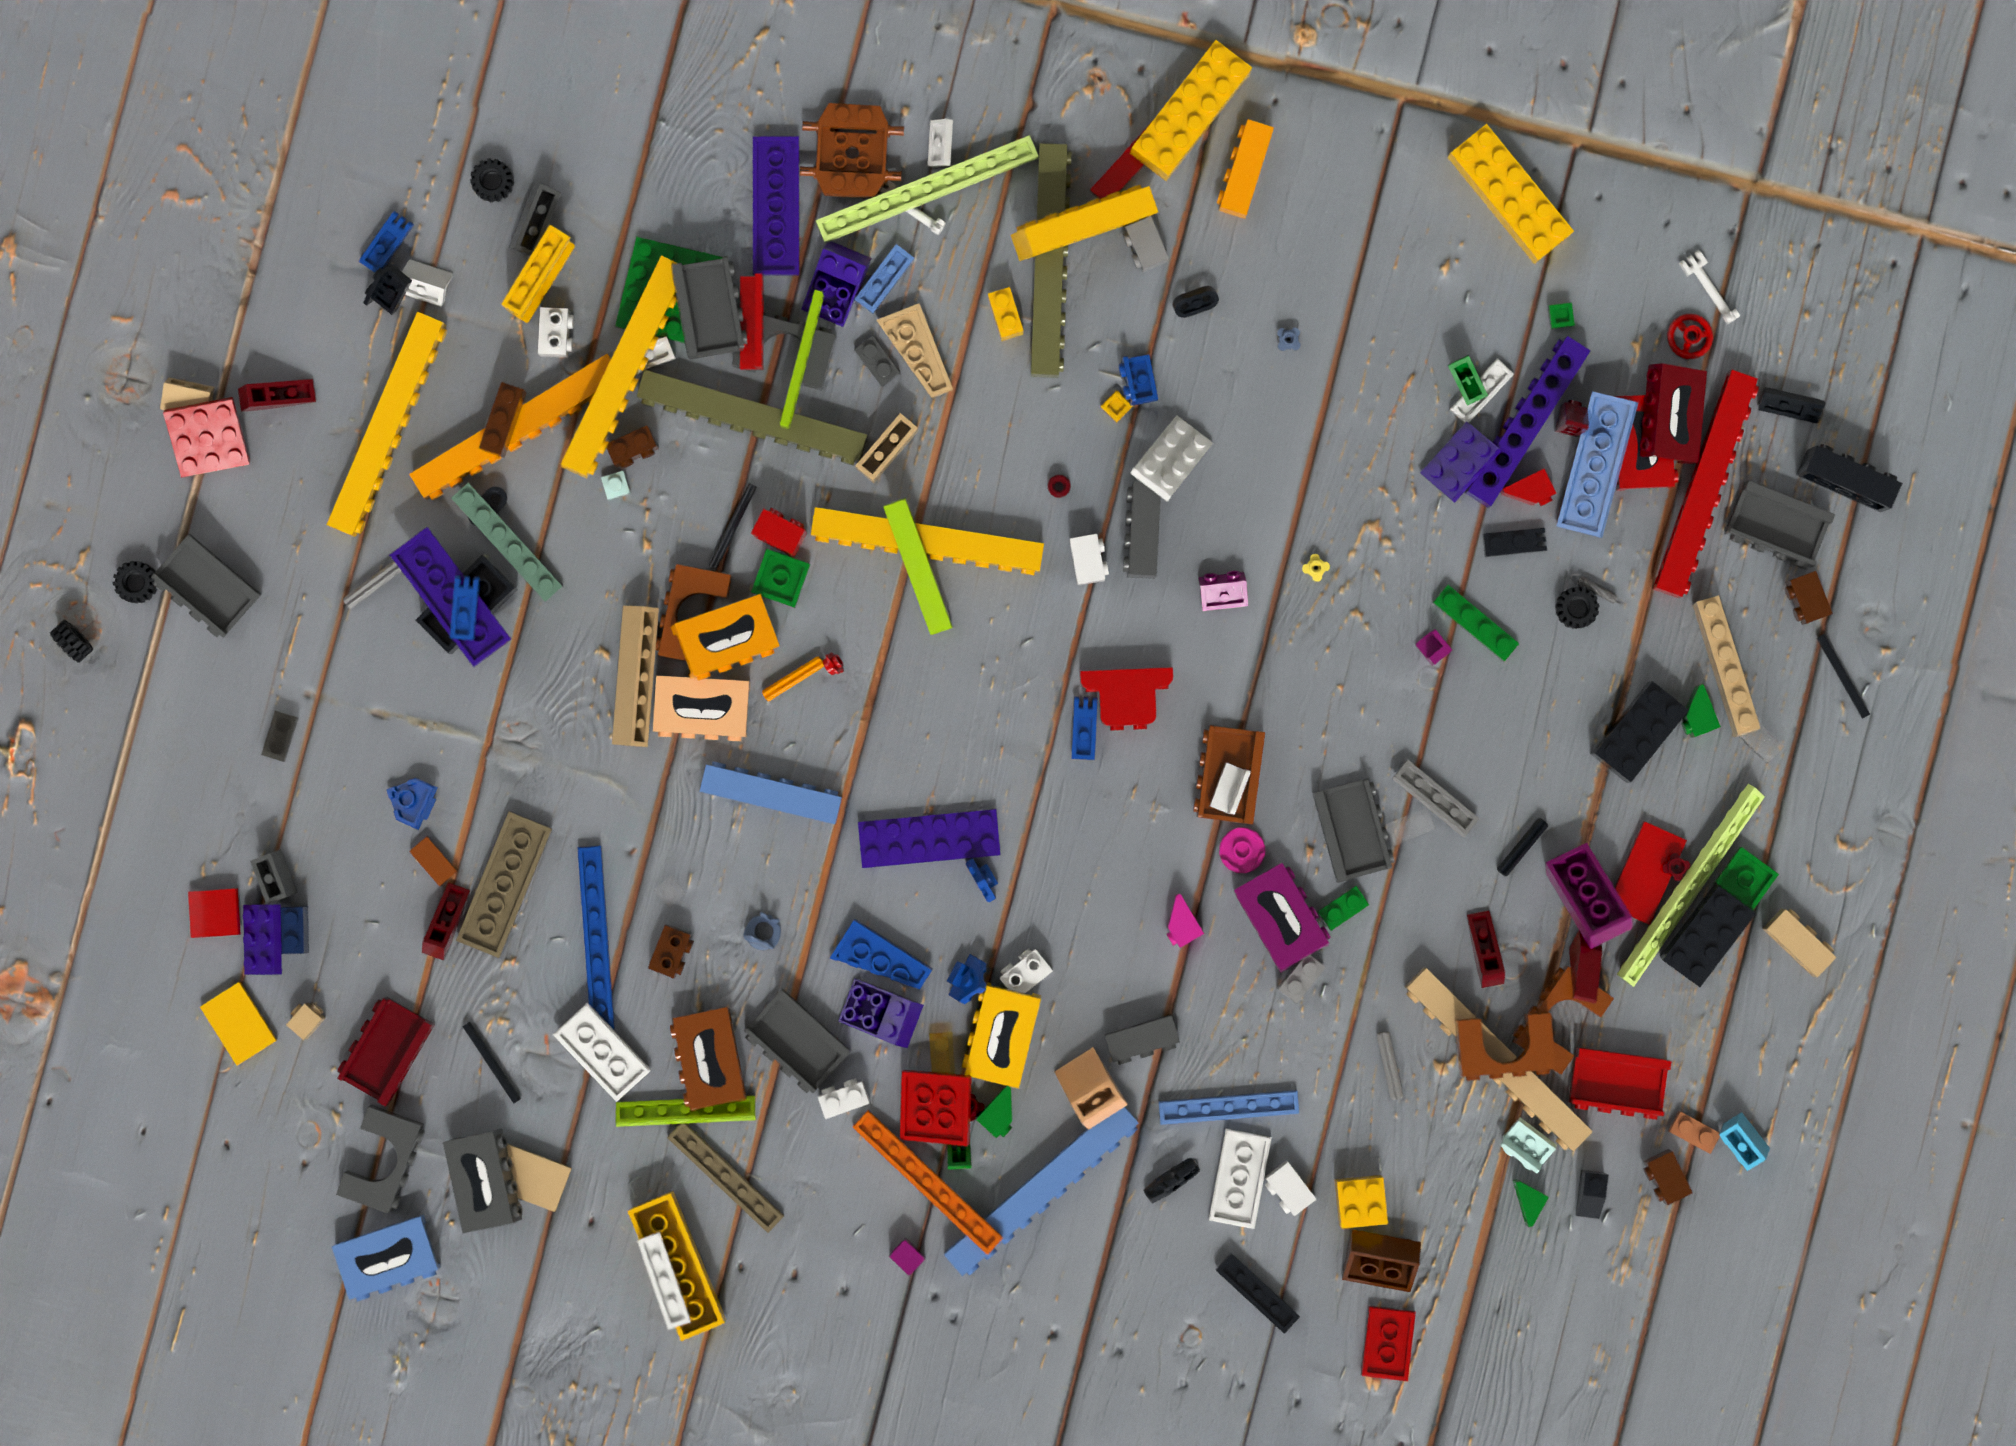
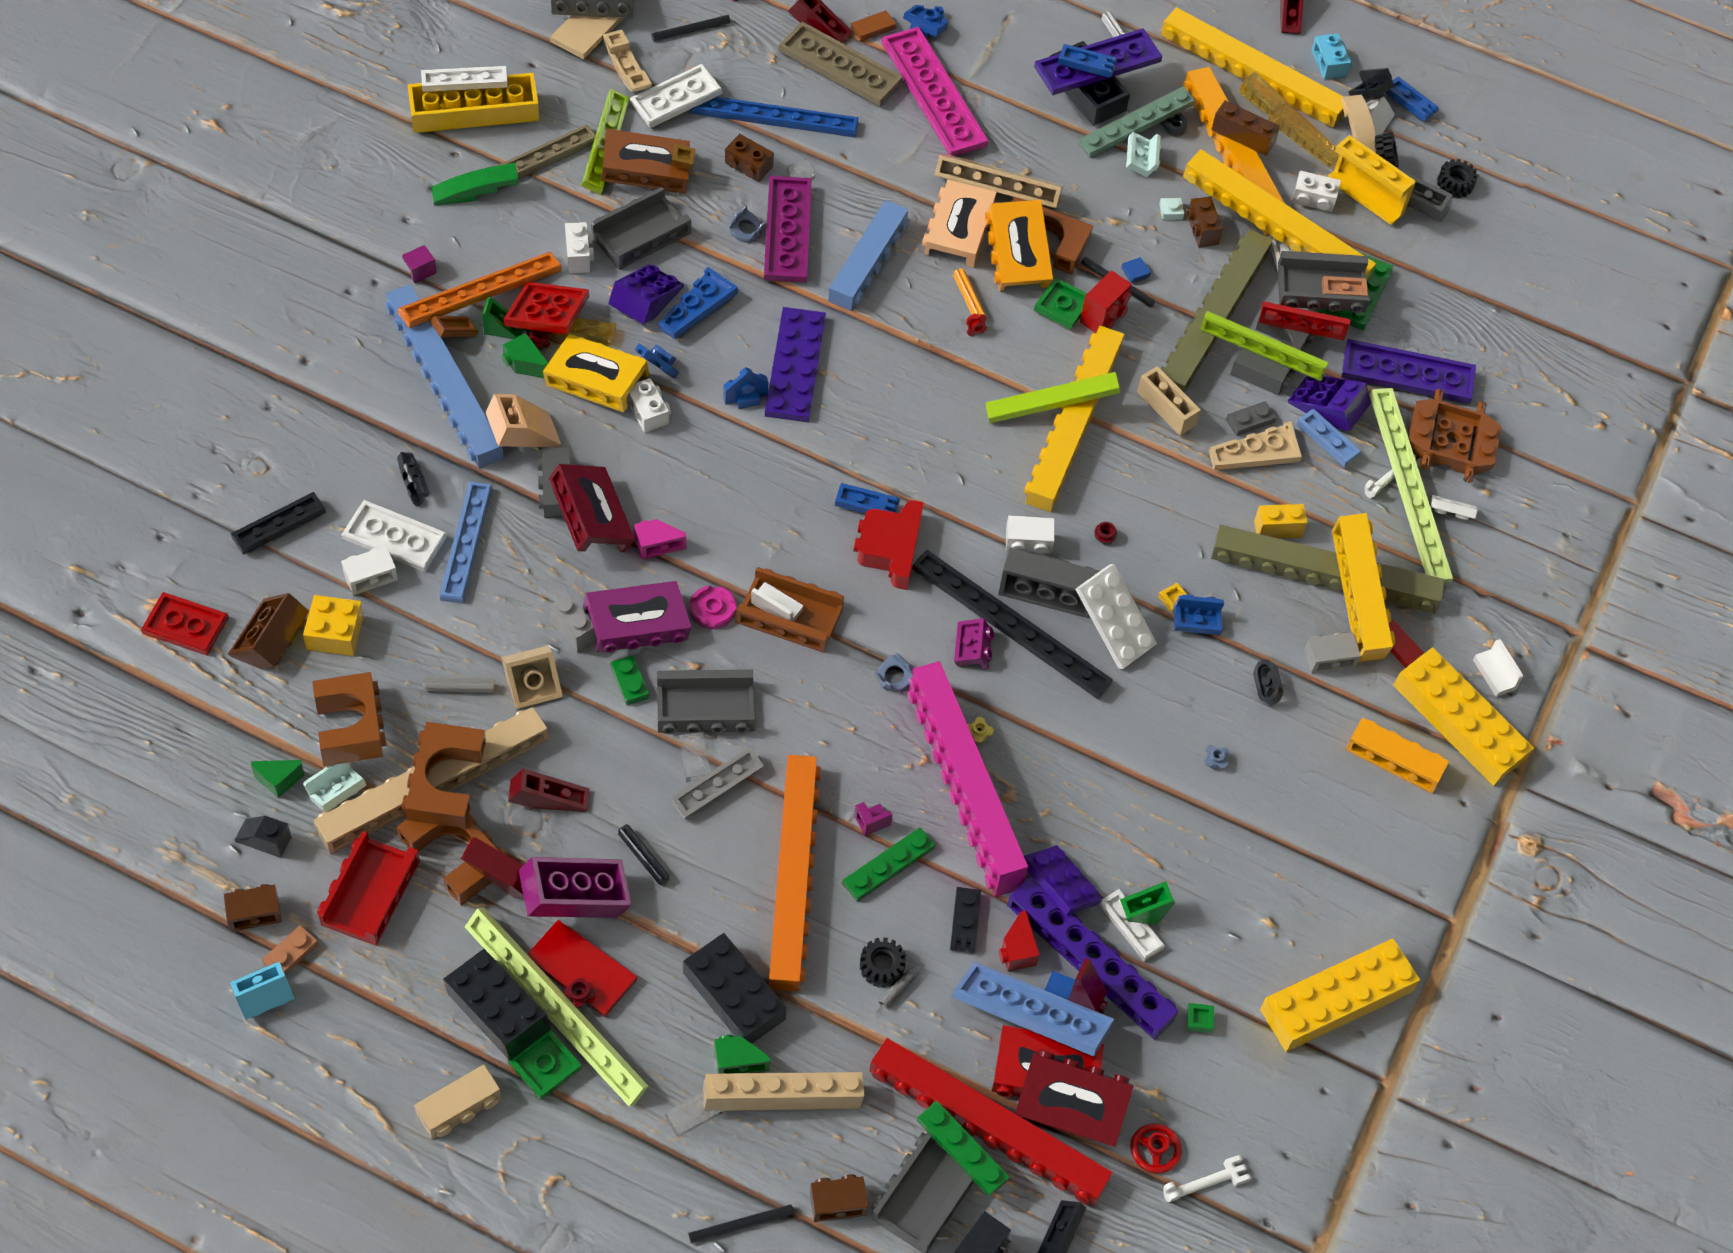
camera: 105 degrees right, 30 degrees down
(345, 339) = (1331, 56): none -> medium azure brick
(456, 373) = (1288, 118): none -> clear yellow slope
(459, 292) = (1360, 120): none -> tan slope
(484, 261) = (1386, 148): none -> black tyre
(517, 773) = (934, 92): none -> dark pink plate
(550, 527) = (1143, 154): none -> light aqua bracket
(569, 1117) = (624, 61): none -> tan slope
(705, 1018) = (683, 157): none -> pearl gold plate
(712, 509) = (1136, 270): none -> blue tile
(714, 284) = (1344, 286): none -> nougat plate
(755, 887) = (787, 229): none -> magenta plate
(786, 1231) = (477, 182): none -> green slope
(981, 1195) = (454, 326): none -> dark orange tile
(1123, 82) = (1499, 669): none -> white panel
(1172, 993) = (590, 506): none -> dark red panel
(1190, 559) = (1012, 624): none -> black plate
(1264, 652) = (895, 660): none -> sand blue piece
(1366, 1000) = (532, 677): none -> tan slope
(1380, 567) = (967, 779): none -> dark pink brick
(1483, 1129) = (359, 740): none -> dark orange arch
(1508, 707) = (793, 874): none -> orange brick
(1560, 446) = (1060, 985): none -> blue tile
(1744, 501) = (963, 1148): none -> green plate

